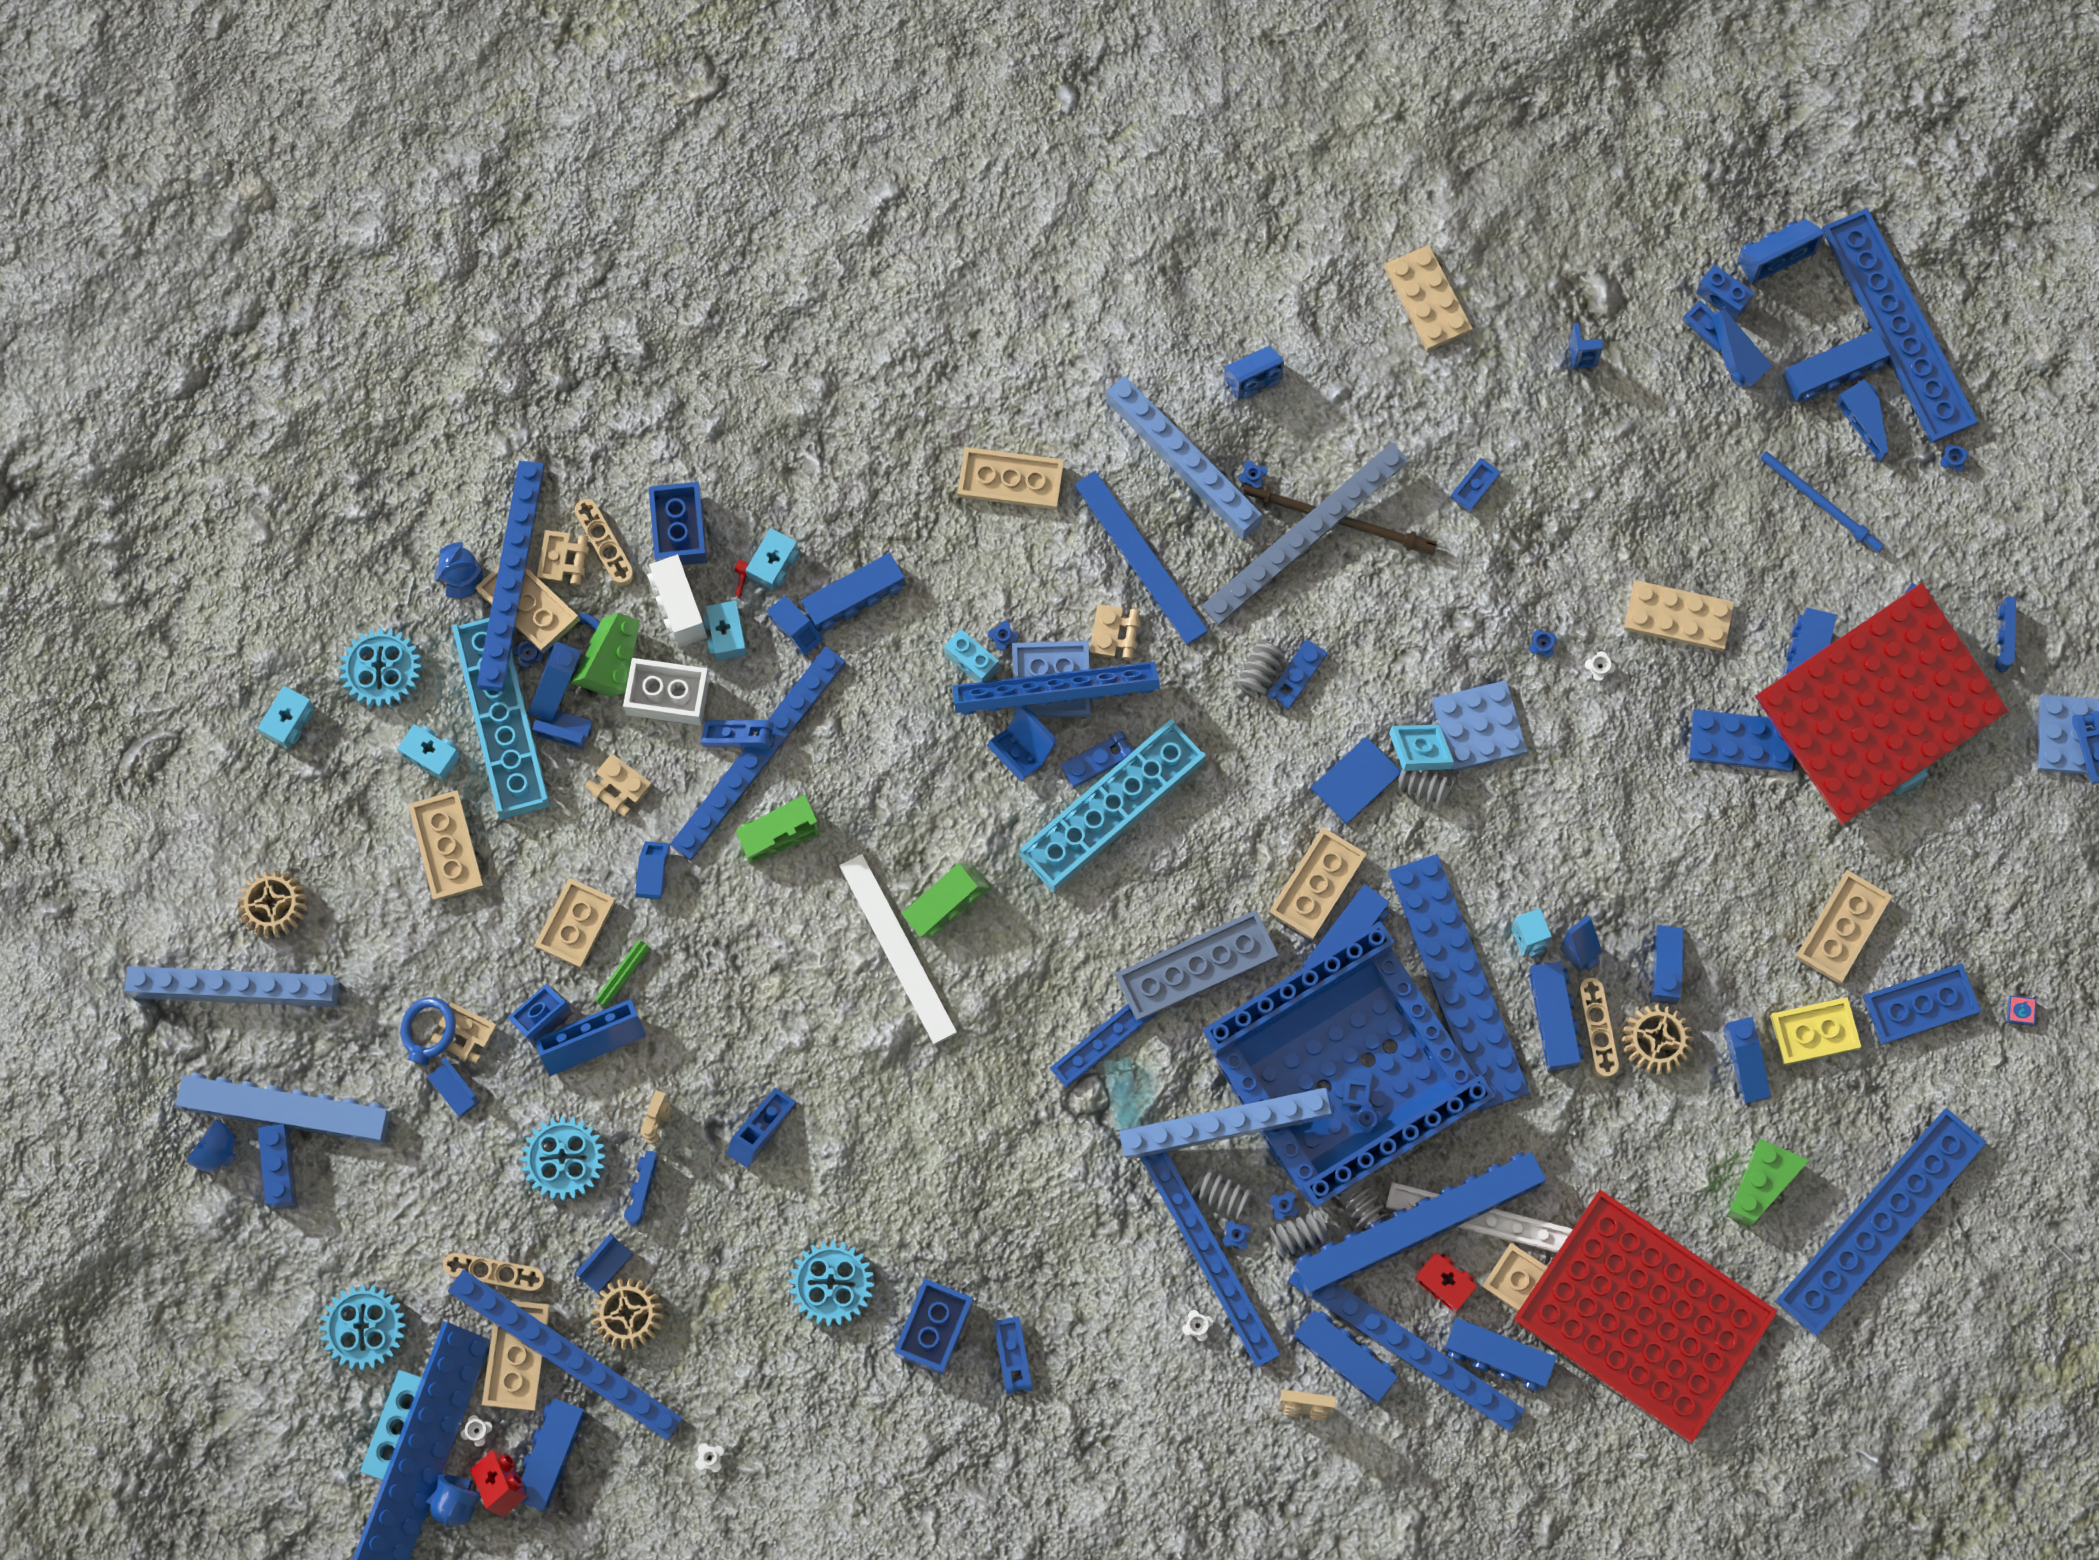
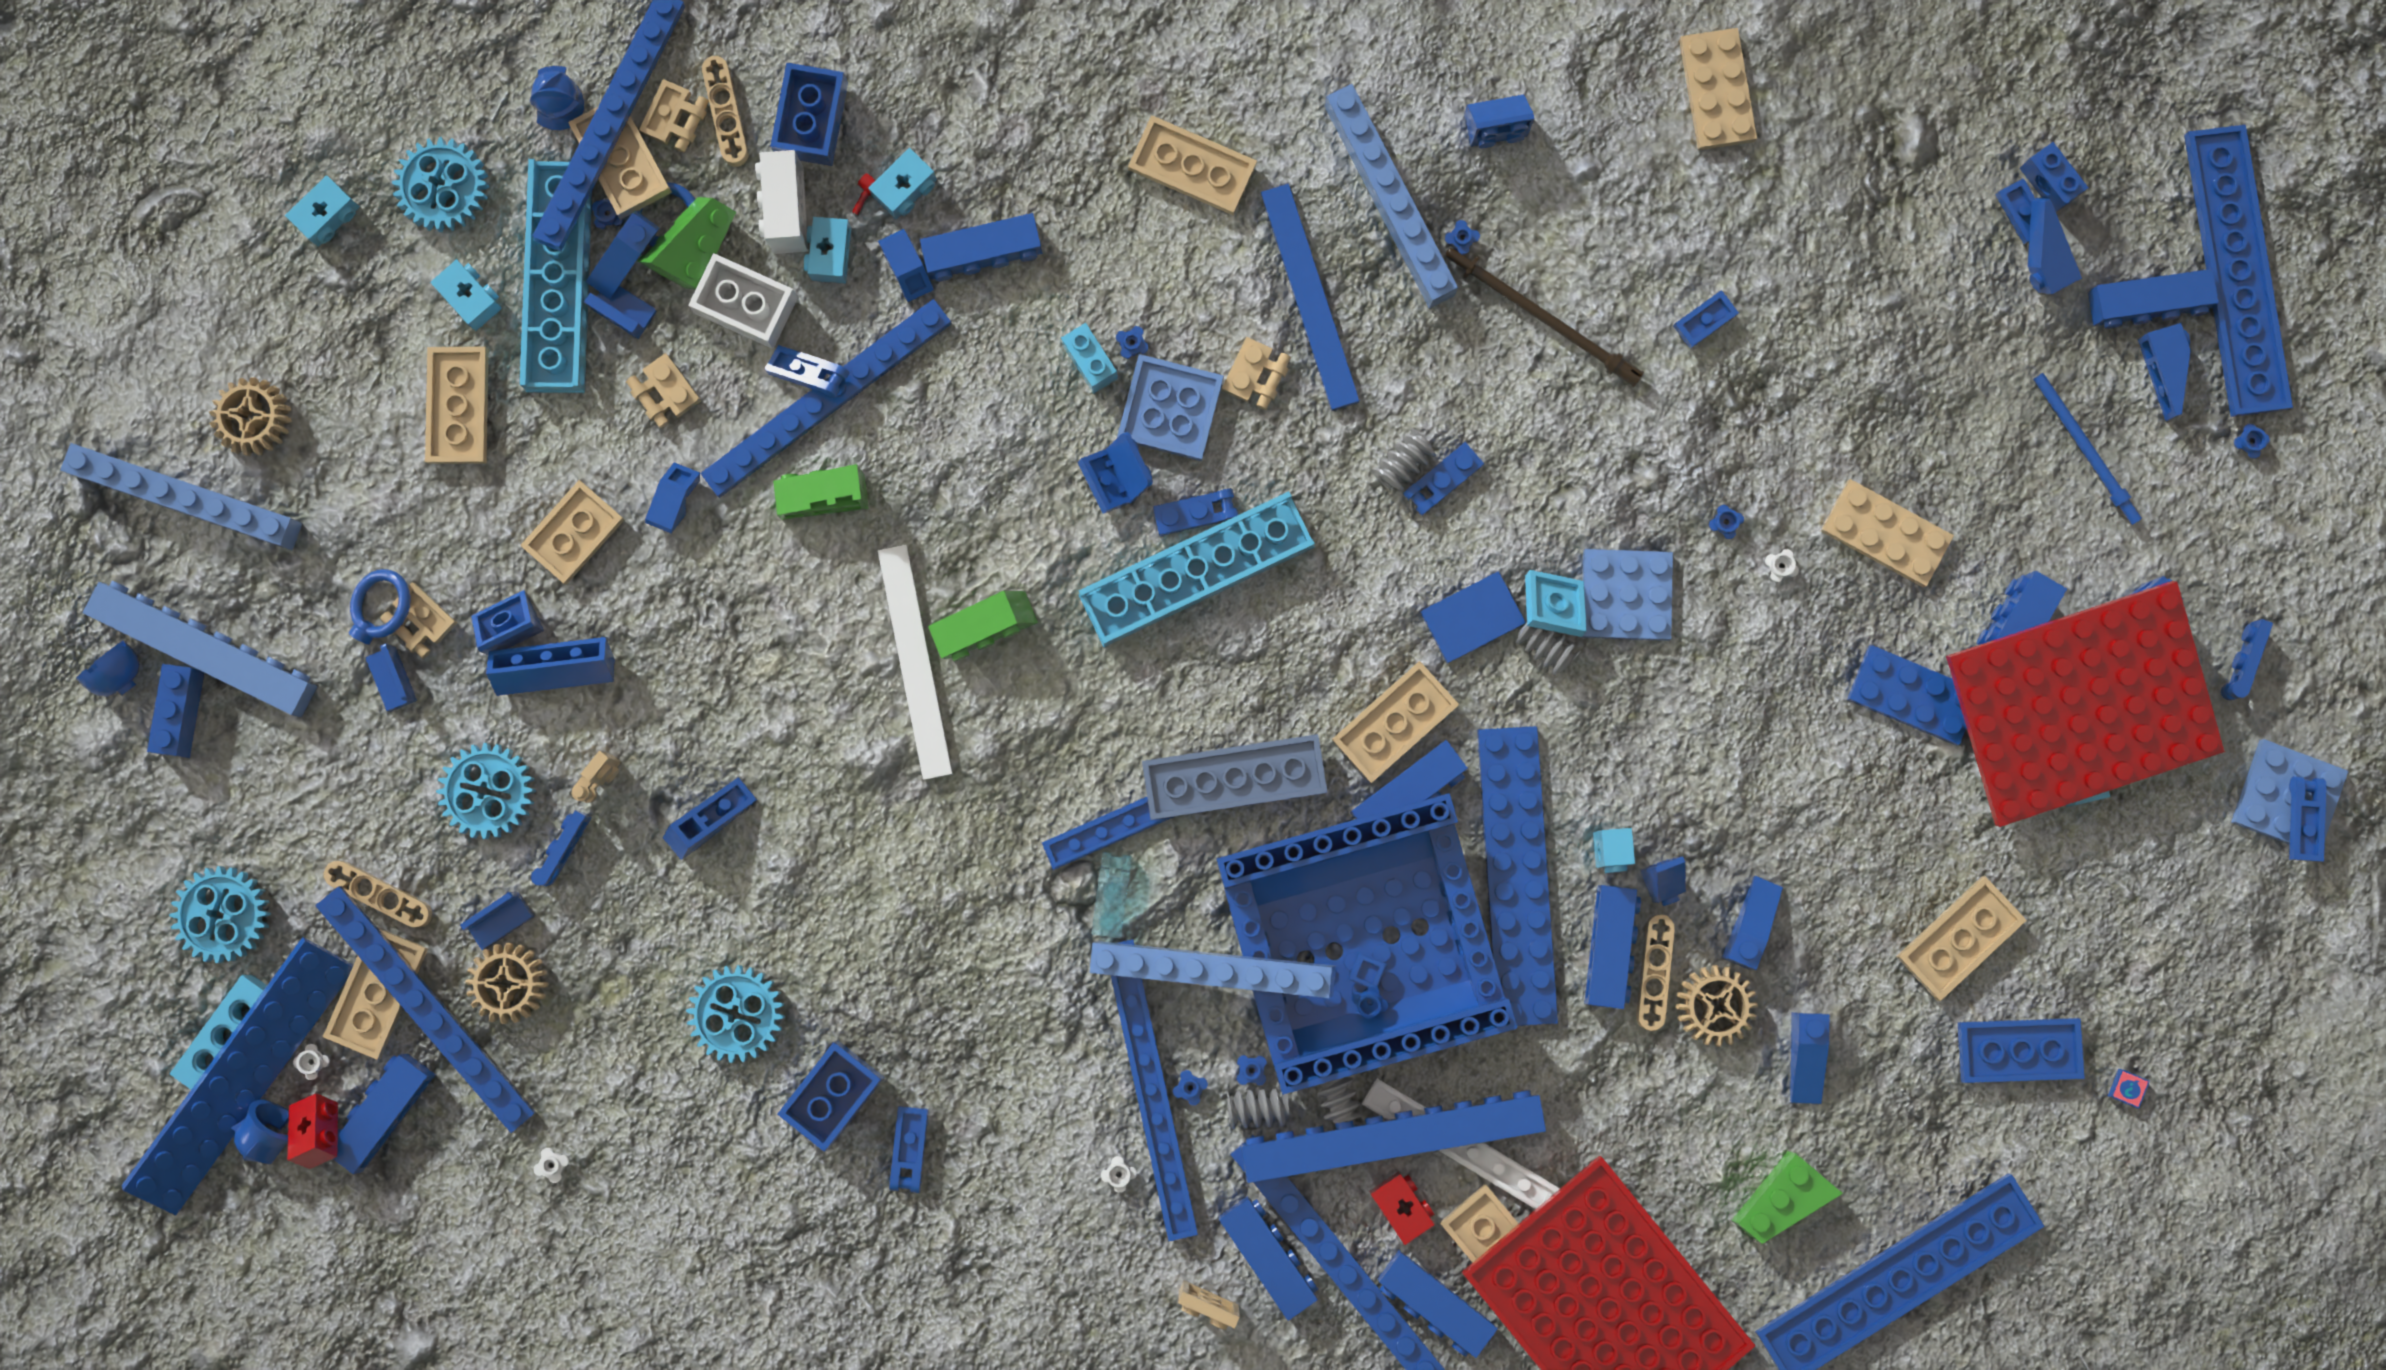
camera: 15 degrees right, 10 degrees up
(622, 974) = (608, 603): bright green axle -> none
(1056, 687) = (1169, 421): blue plate -> none
(1222, 1193) = (1187, 1038): light grey piece -> none
(1305, 533) = (1500, 321): sand blue plate -> none
(1586, 352) = (1875, 203): blue panel -> none
(1780, 250) = (2131, 145): blue slope -> none
(1815, 1031) = (1893, 1046): light yellow plate -> none

